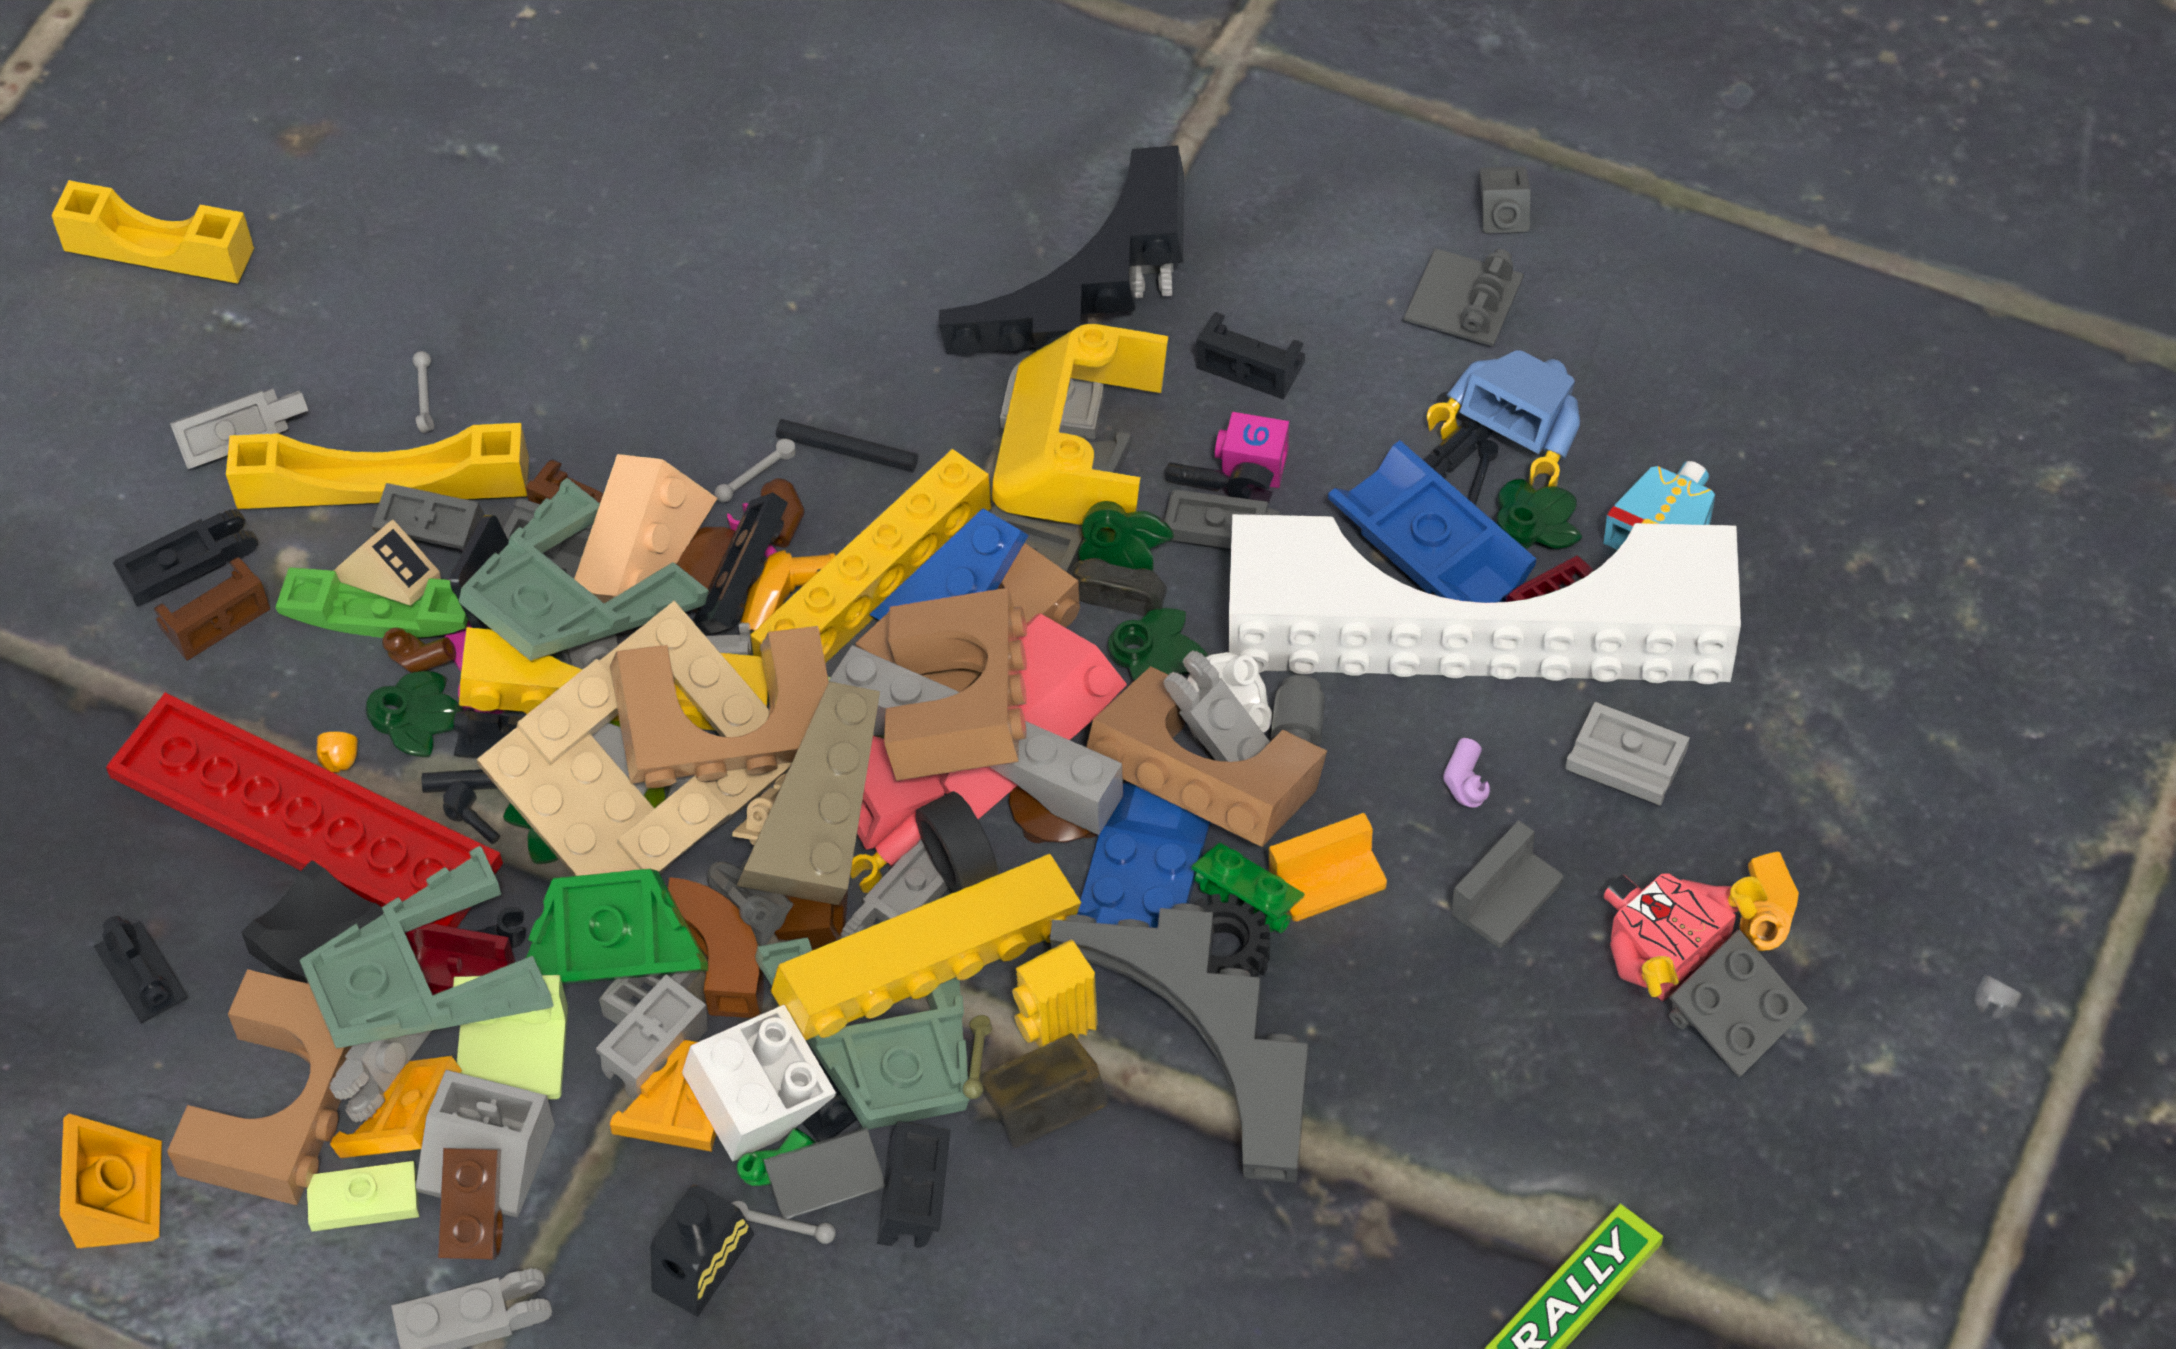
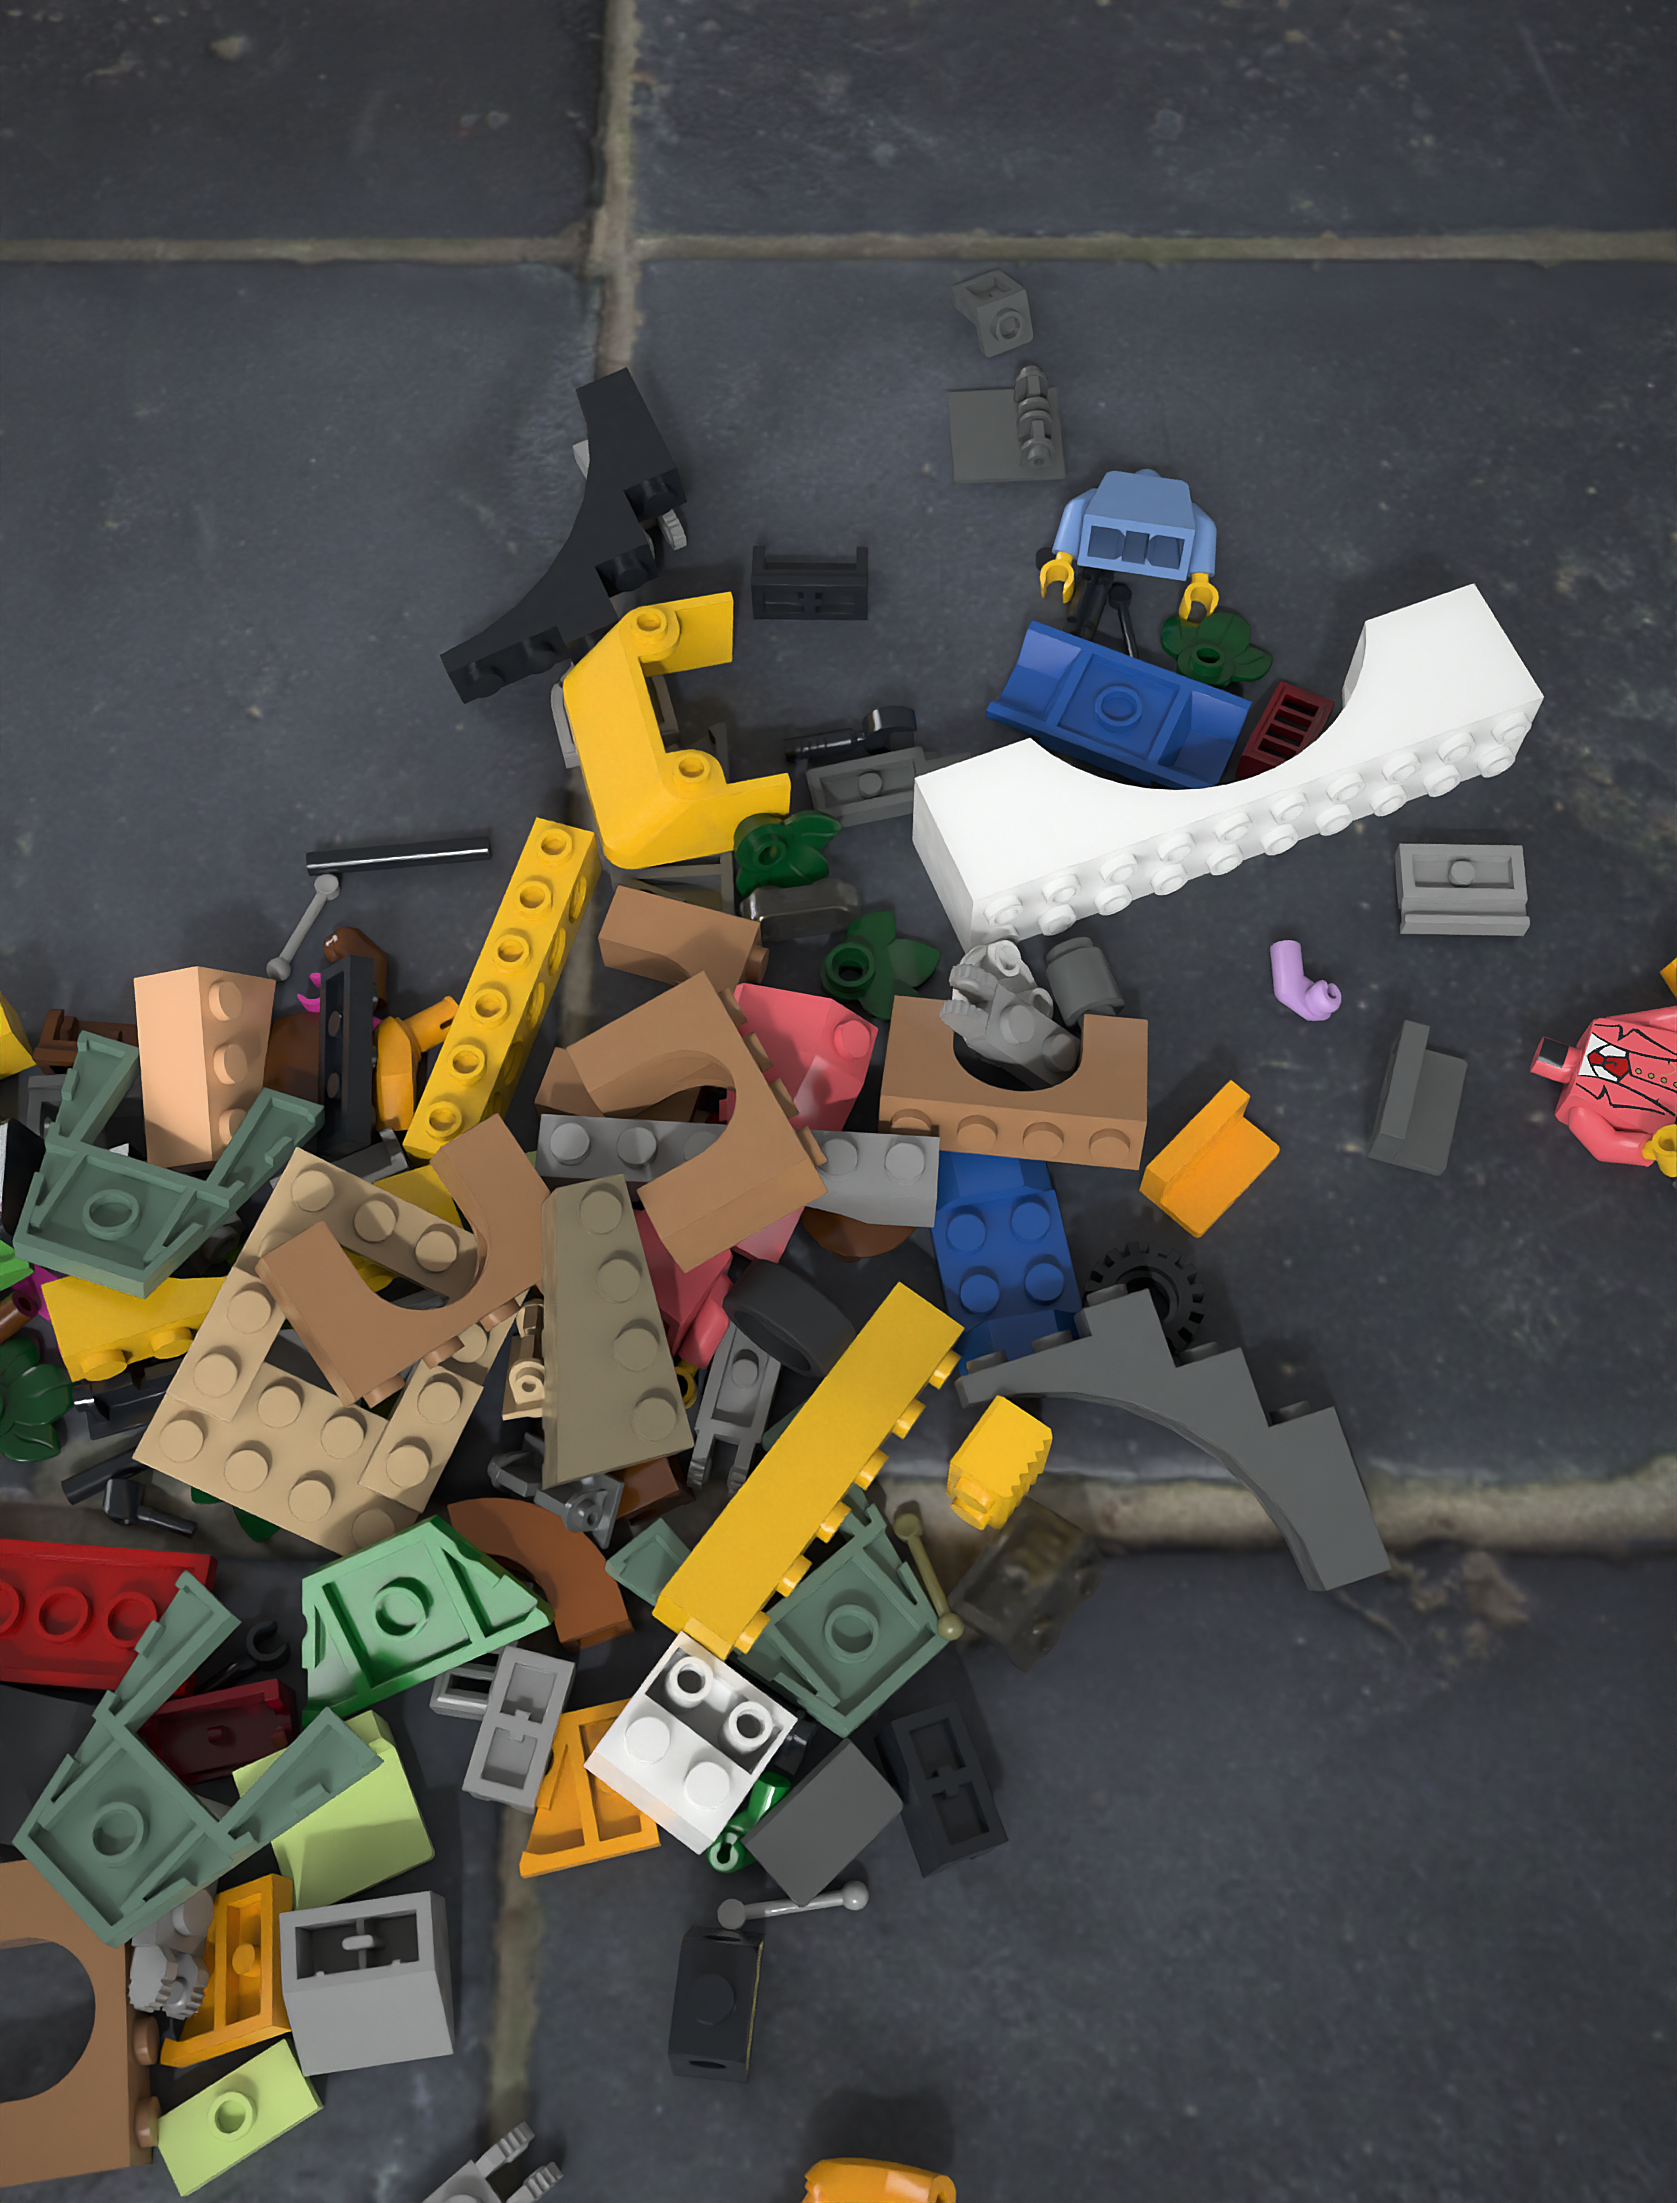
camera: 25 degrees left, 10 degrees up
(470, 1204) = (393, 2084): reddish brown plate -> none
(966, 564) = (617, 967): blue wing -> none
(1229, 872) = (1112, 1215): green hinge -> none
(1254, 441) = (869, 681): dark pink brick -> none
(1662, 499) = (1347, 591): medium azure torso -> none

